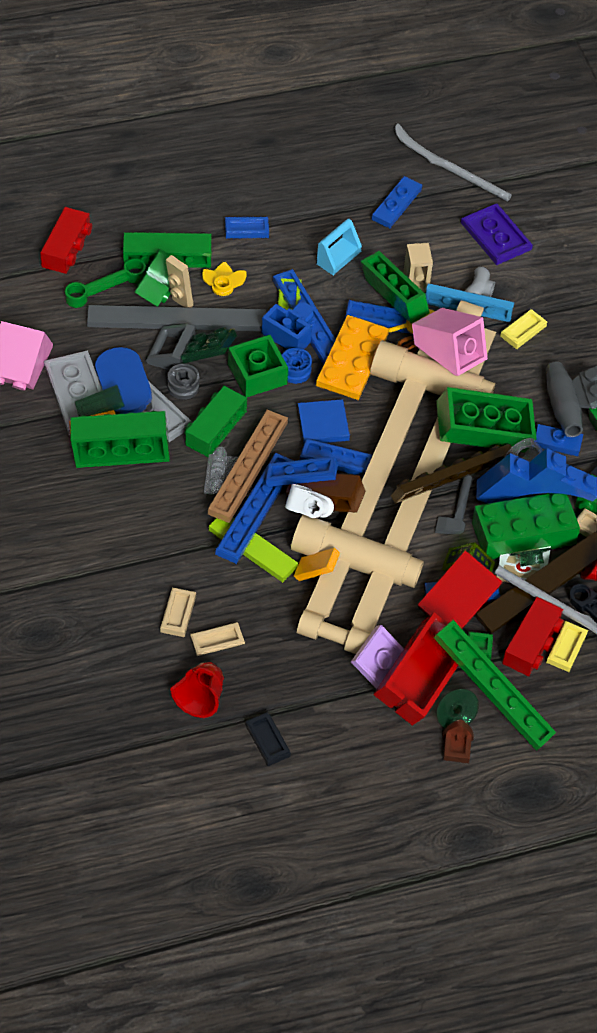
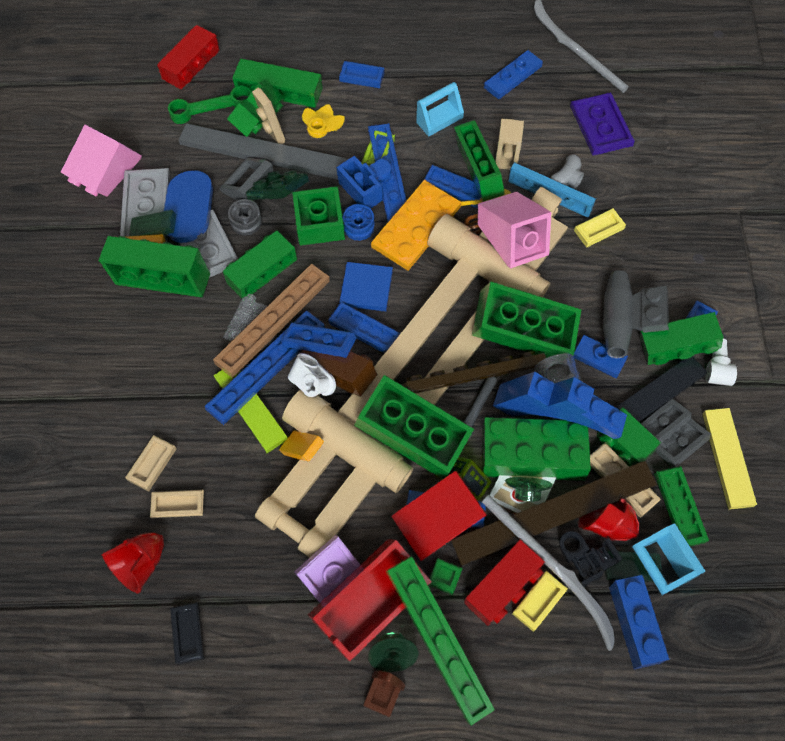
camera: 20 degrees right, 10 degrees up
(416, 524) = (413, 427): none -> green brick

